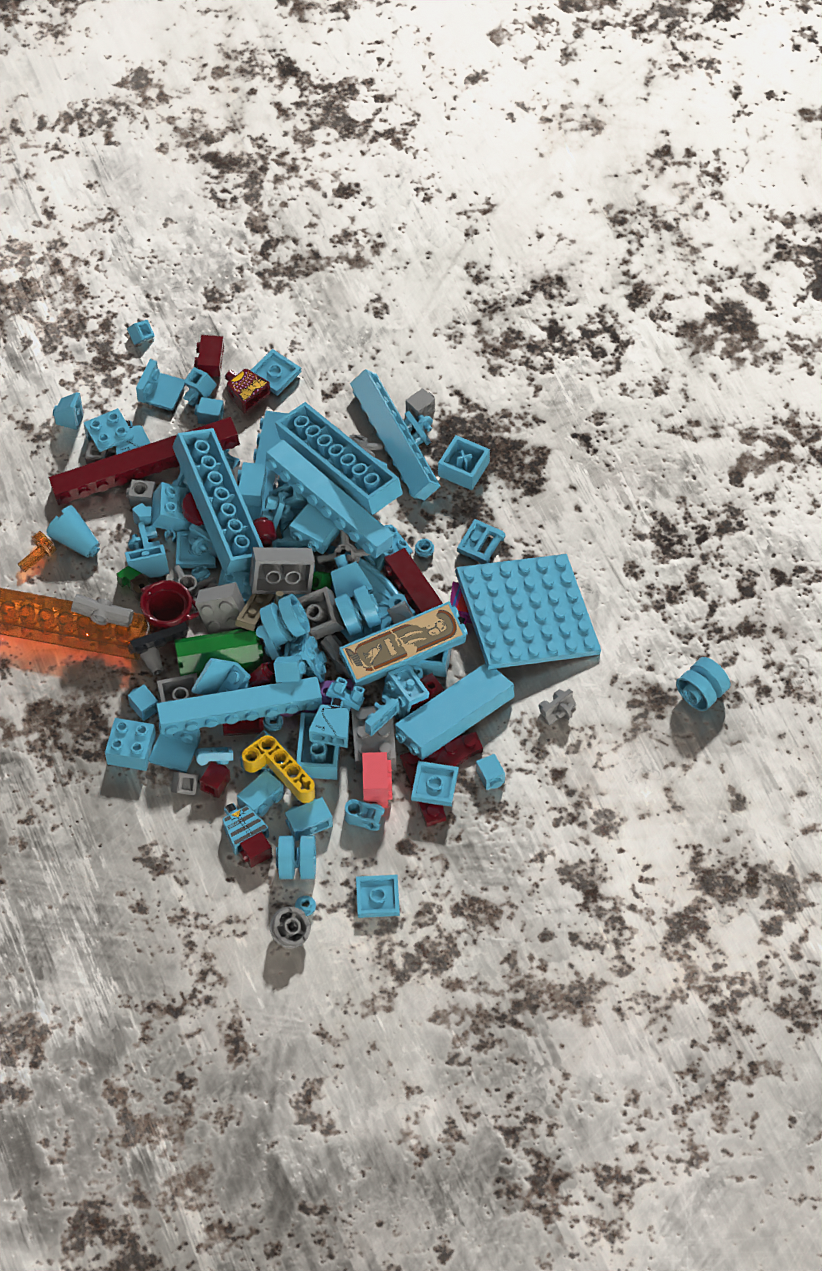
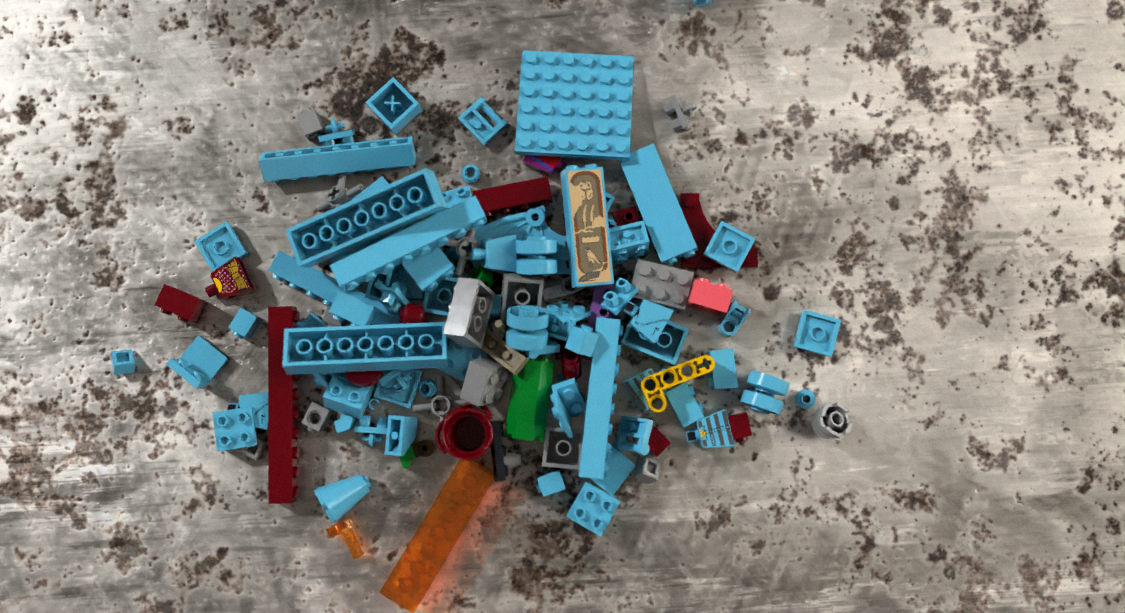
camera: 70 degrees left, 25 degrees up
(69, 411) = (195, 461): medium azure slope -> none
(102, 611) = (451, 497): light grey piece -> none
(199, 385) = (211, 324): medium azure brick -> none
(382, 715) = (657, 279): medium azure plate -> none
(400, 612) = (552, 218): light grey slope -> none
(490, 772) = (726, 194): medium azure brick -> none

